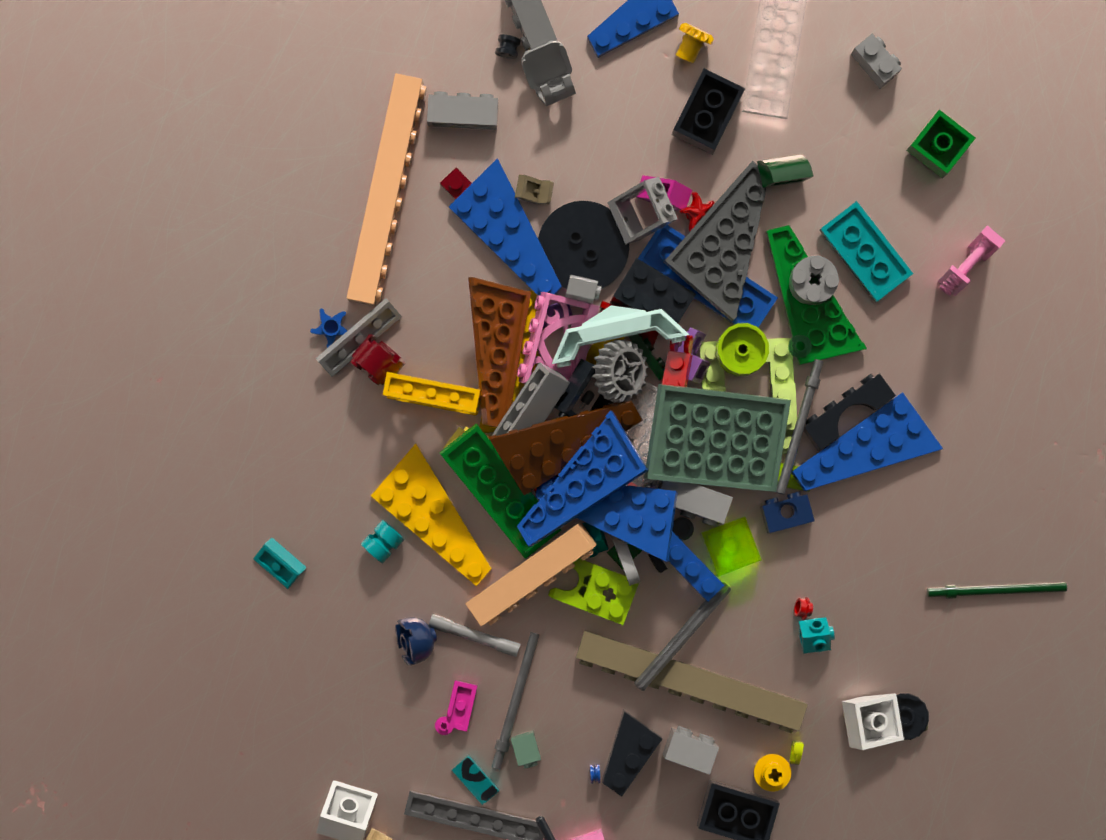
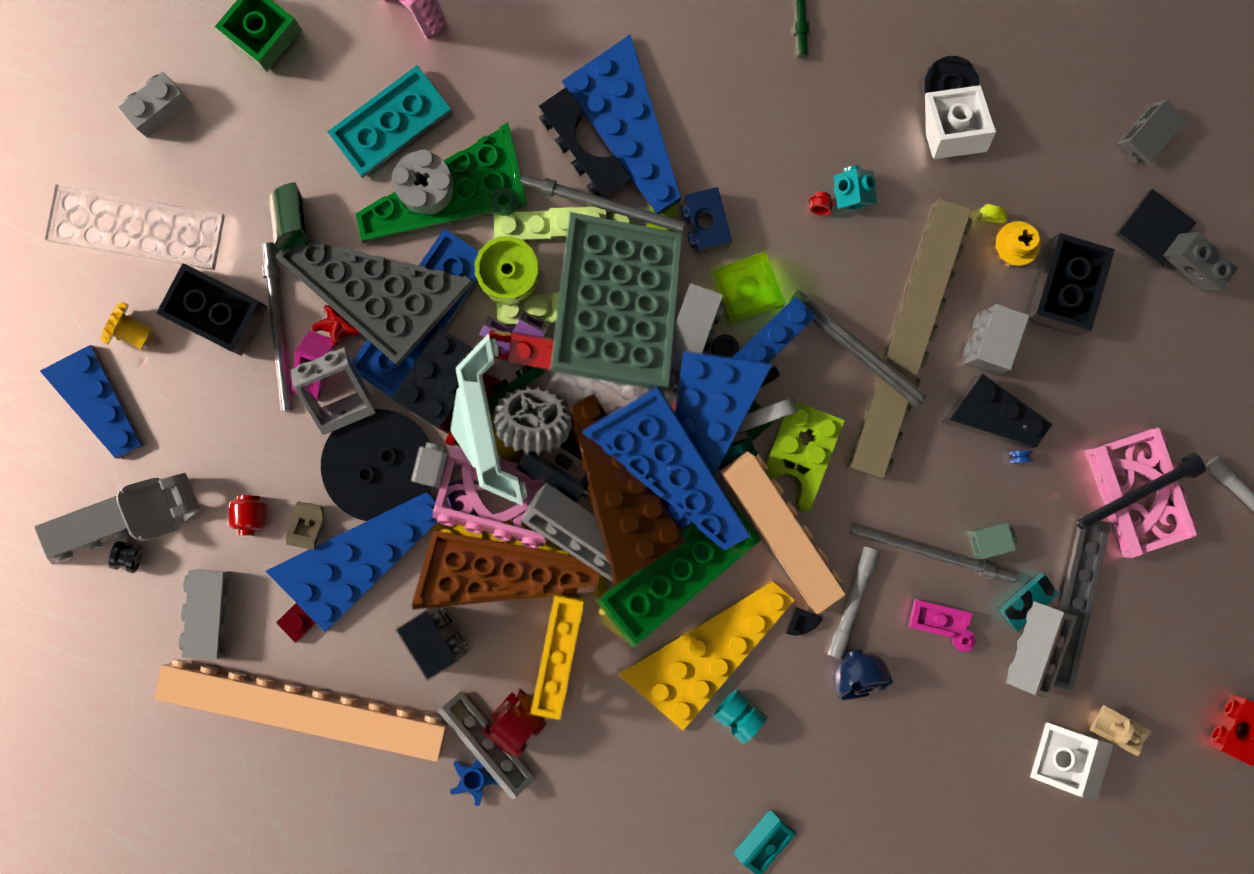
camera: 90 degrees left, 0 degrees up
(437, 787) = (1041, 649): none -> light grey brick
(443, 294) = (433, 641): none -> black brick
(458, 593) = (802, 622): none -> black tile
(542, 142) = (247, 514): none -> red head
(739, 157) = (271, 273): none -> flat silver bar

